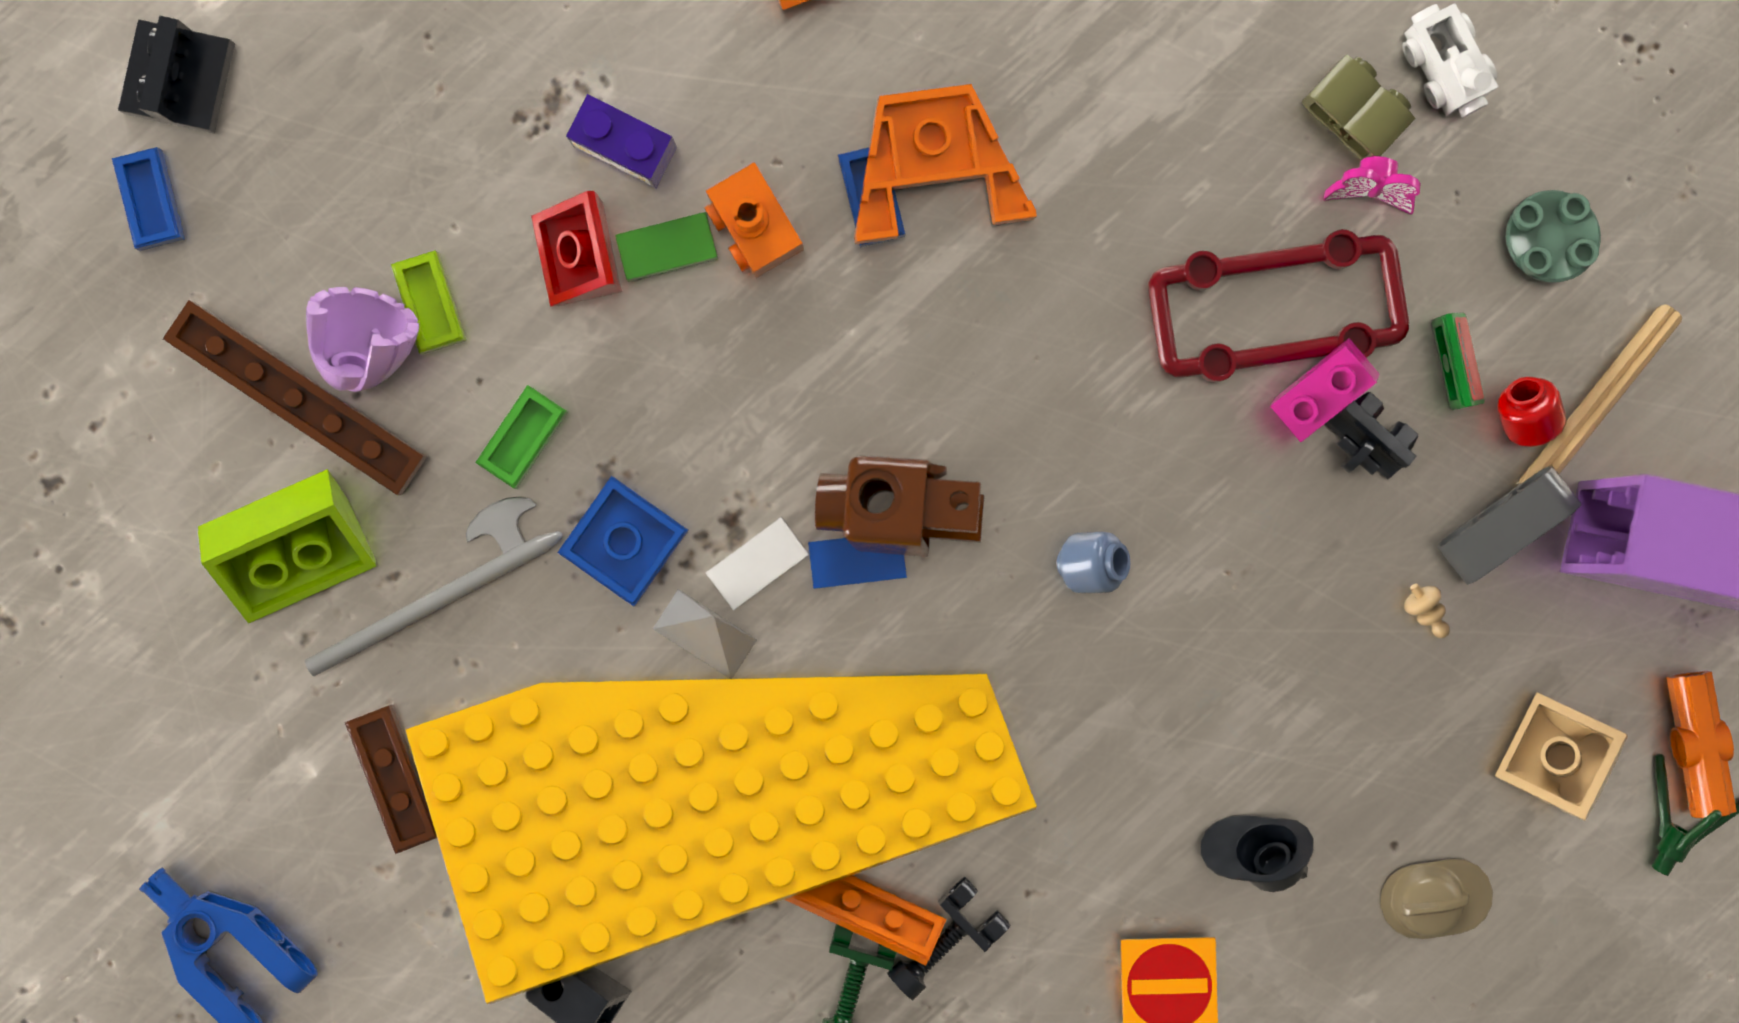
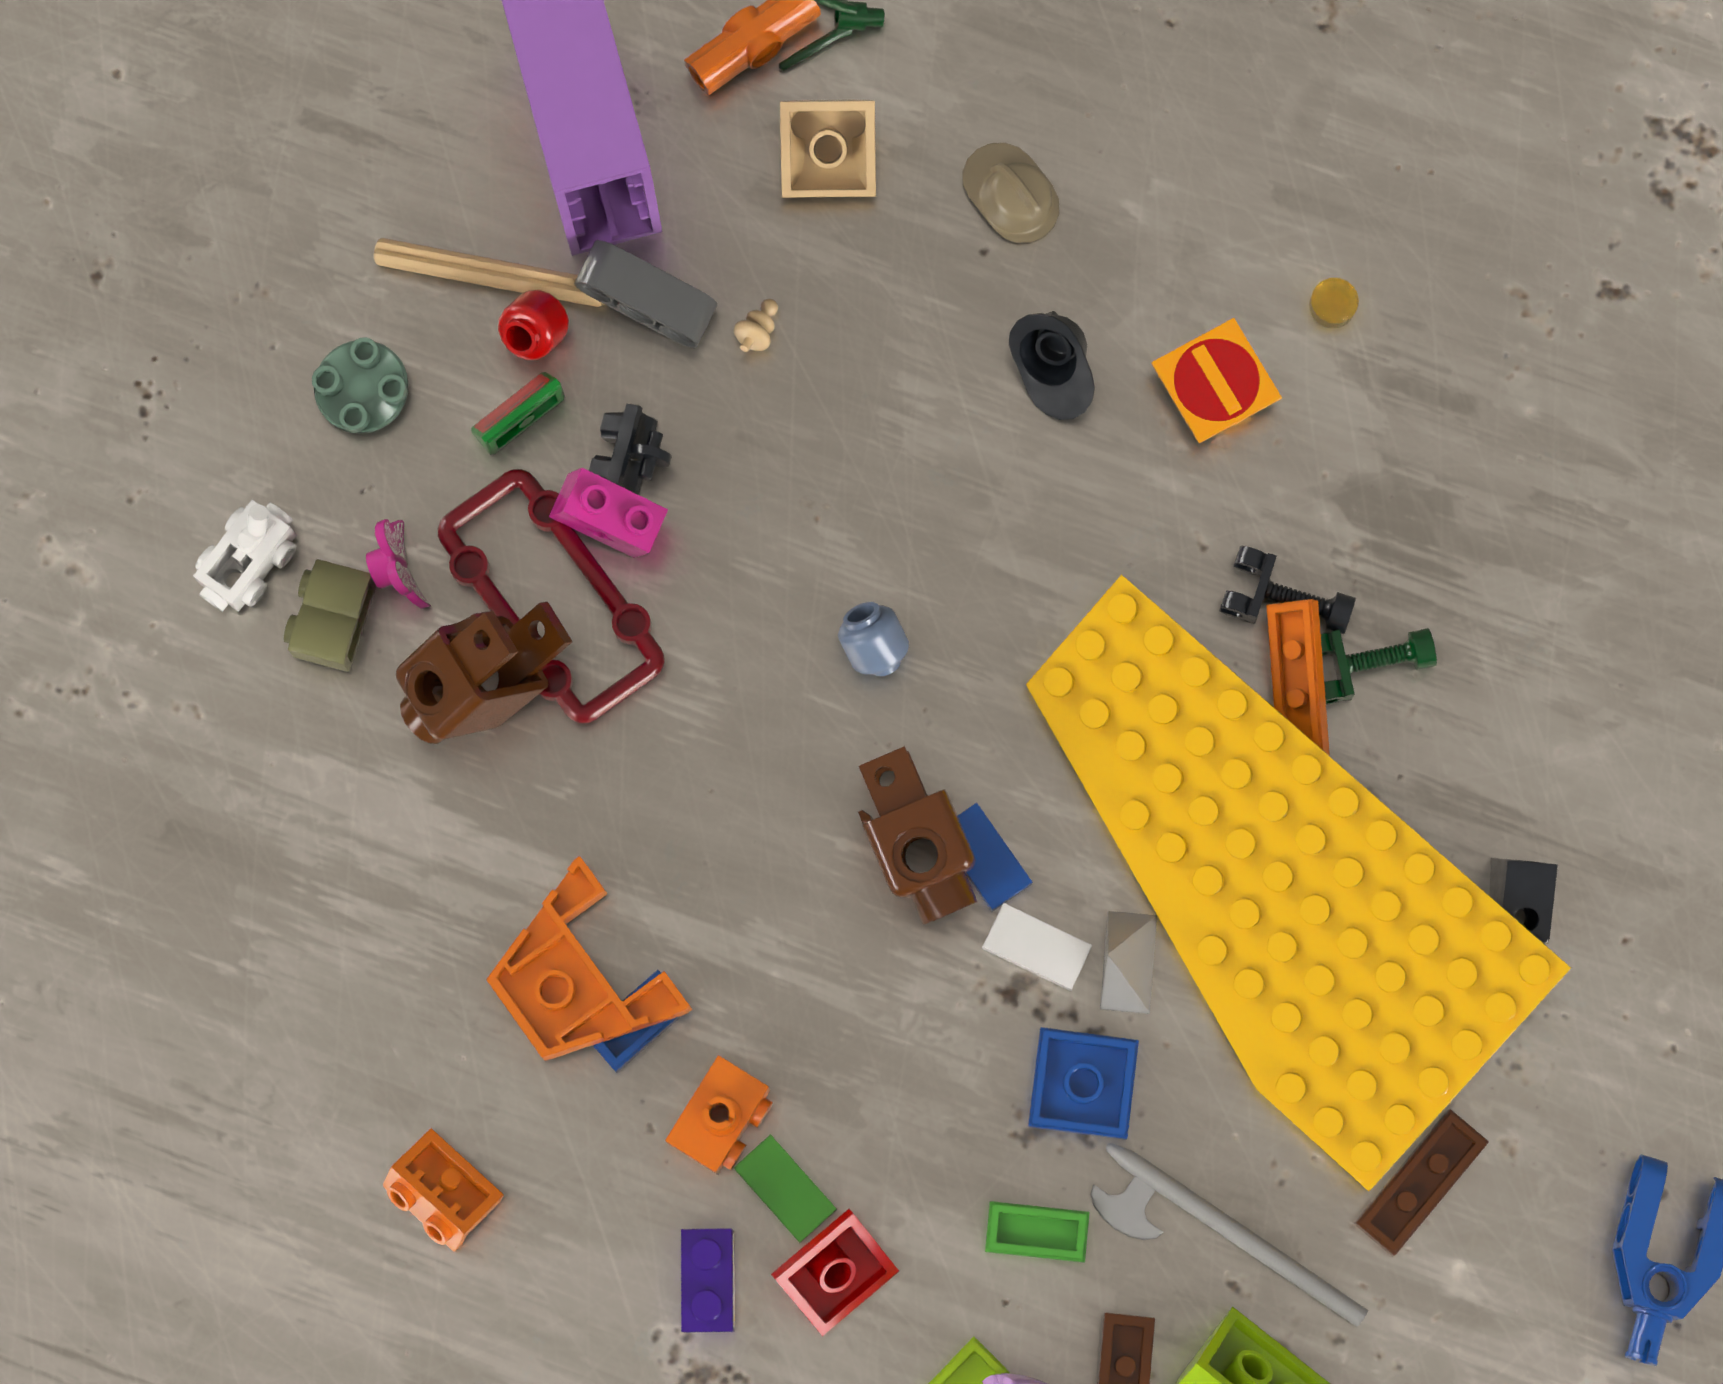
camera: 115 degrees left, 10 degrees down
(1252, 179) = (447, 672): none -> reddish brown piece

